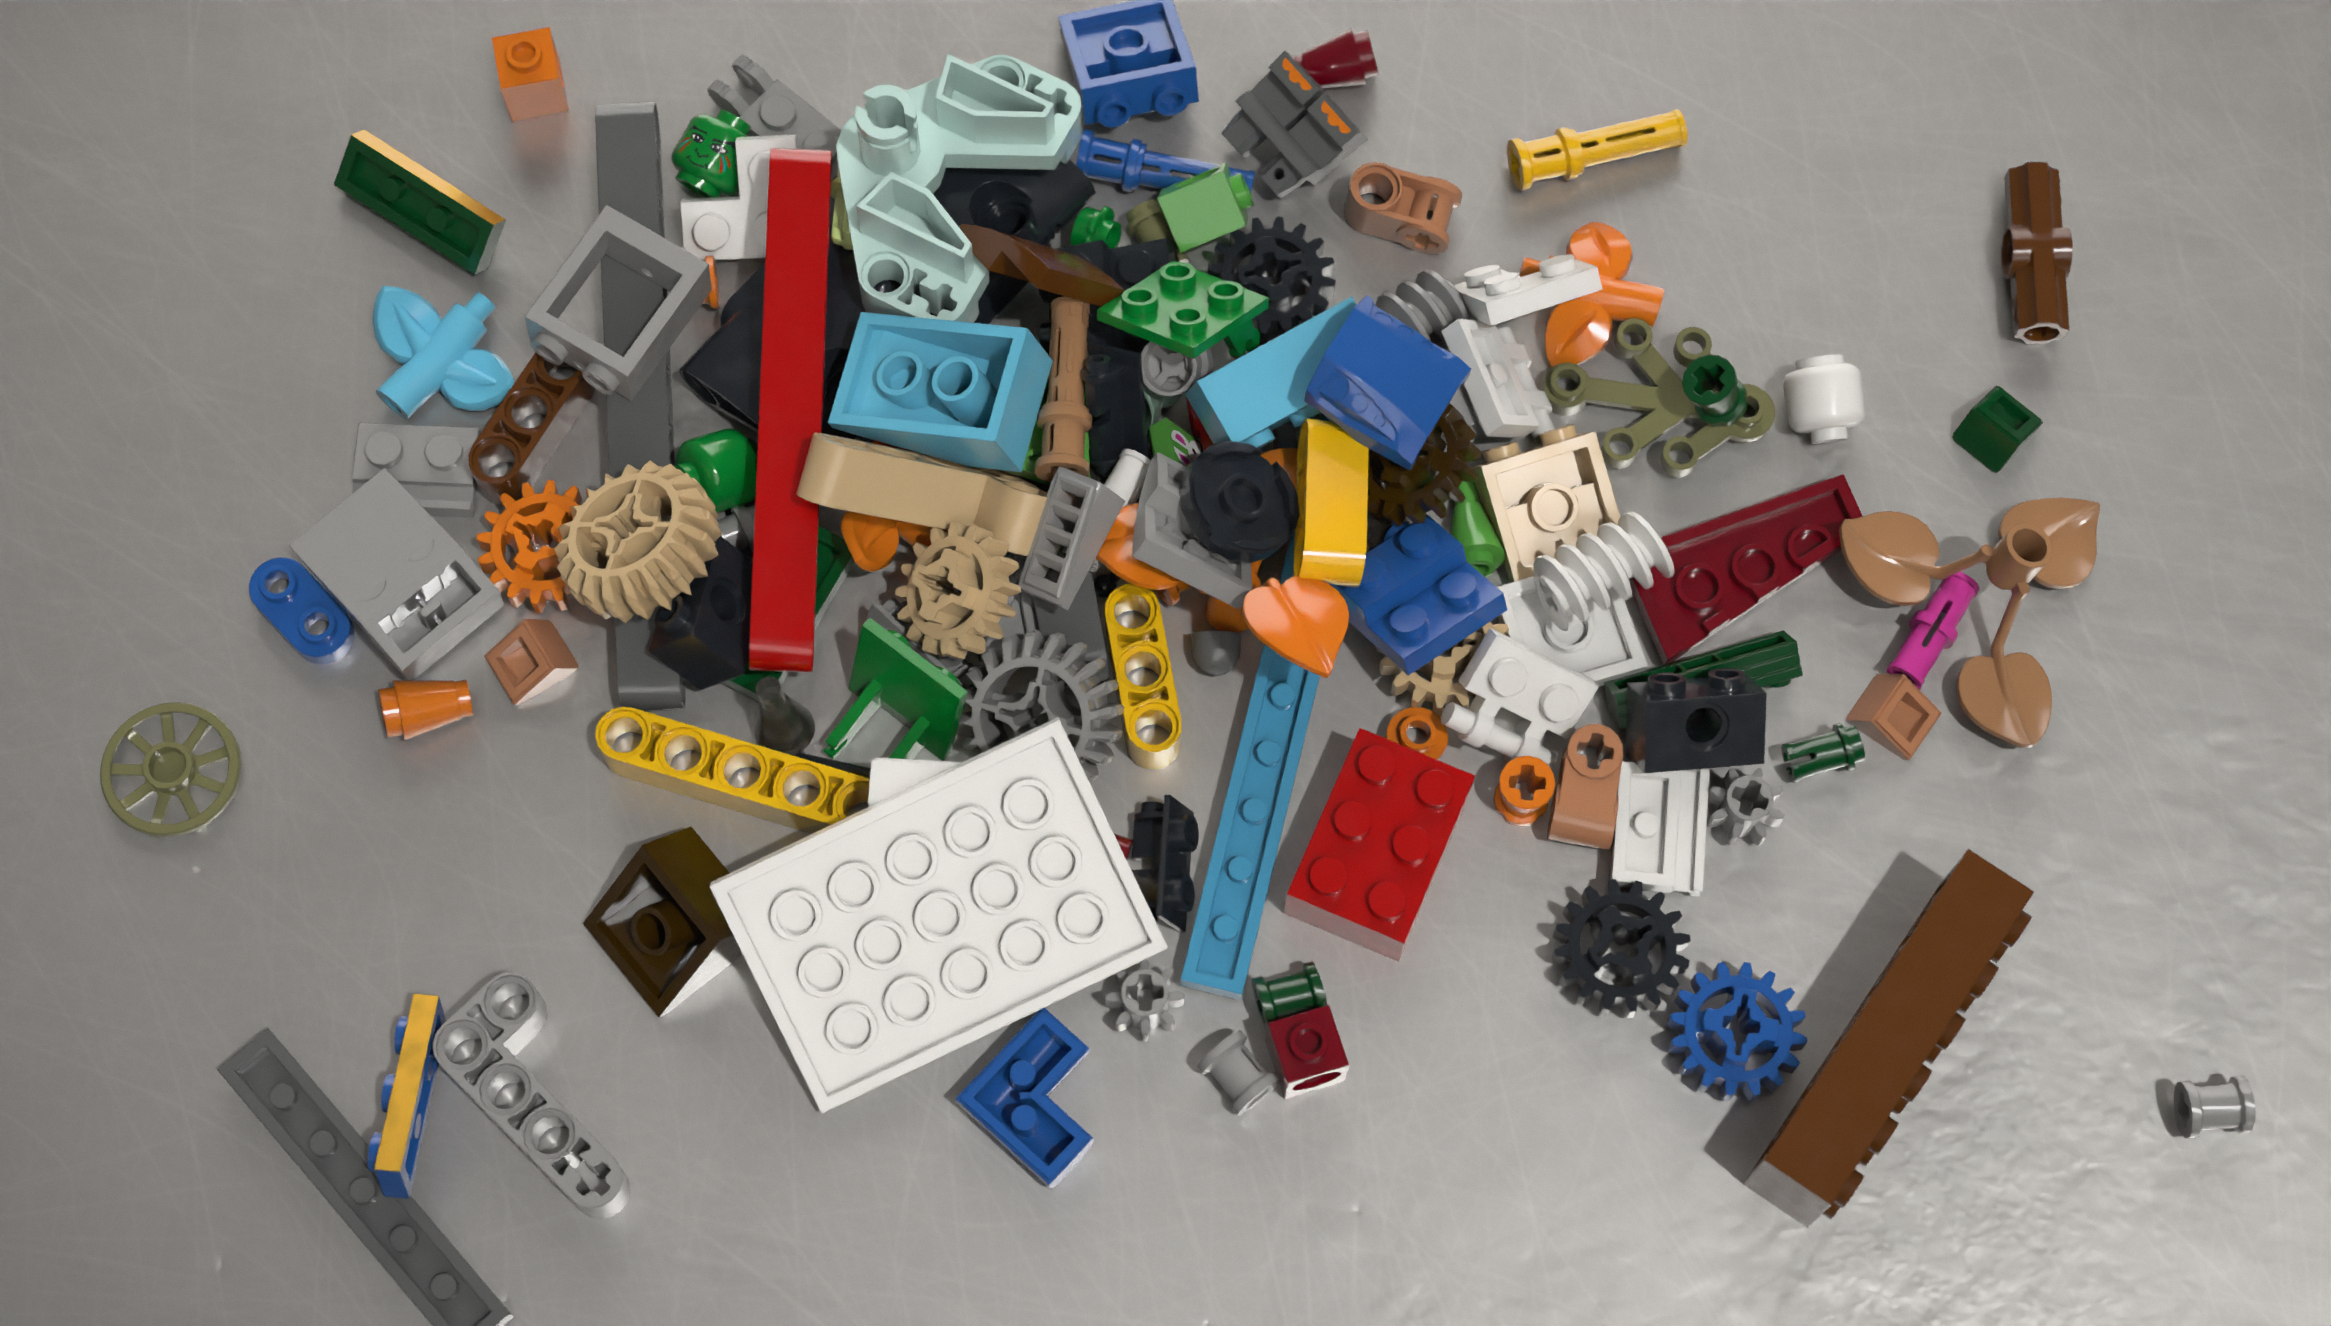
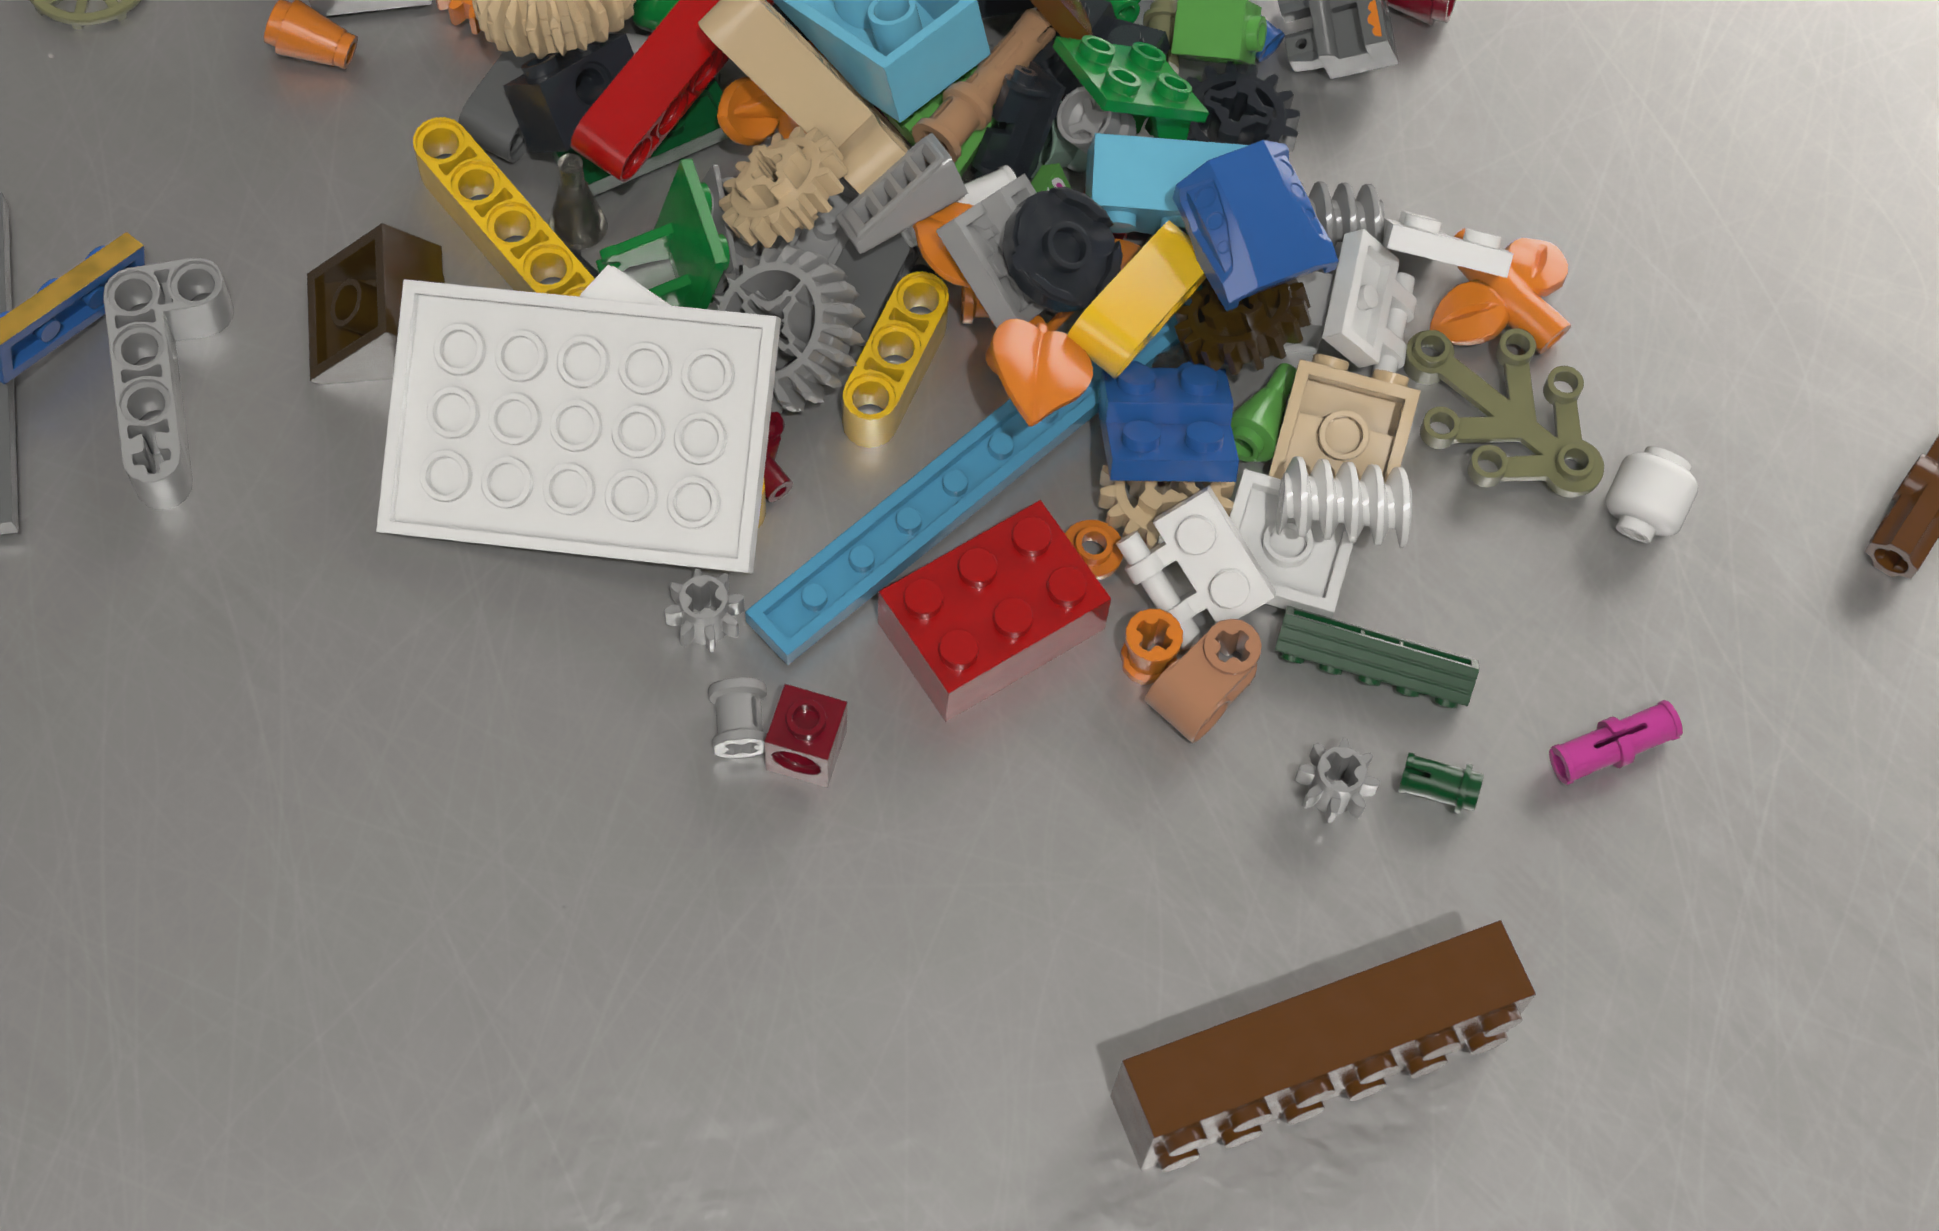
camera: 30 degrees right, 5 degrees down
(531, 659) = (422, 55): nougat slope -> none
(1014, 1100) = (537, 615): blue brick -> none
(1166, 837) = (818, 502): black hinge -> none
(1216, 651) = (973, 378): dark grey hinge -> none
(1289, 994) = (830, 680): dark green bush -> none
(1406, 207) = (1394, 139): nougat piece -> none
(1570, 151) = (1567, 174): yellow pin -> none
(1632, 971) = (1115, 826): black gear -> none
(1660, 830) = (1248, 752): white plate -> none
(1715, 373) = (1552, 416): dark green bush -> none
(1725, 737) = (1358, 711): black brick -> none
(1740, 562) = (1482, 581): dark red wing -> none
(1762, 1033) = (1210, 979): blue gear -> none
(1894, 714) = (1531, 794): nougat slope -> none
(1996, 429) = (1795, 617): dark green slope -> none
(2038, 541) = (1779, 738): medium nougat plant -> none

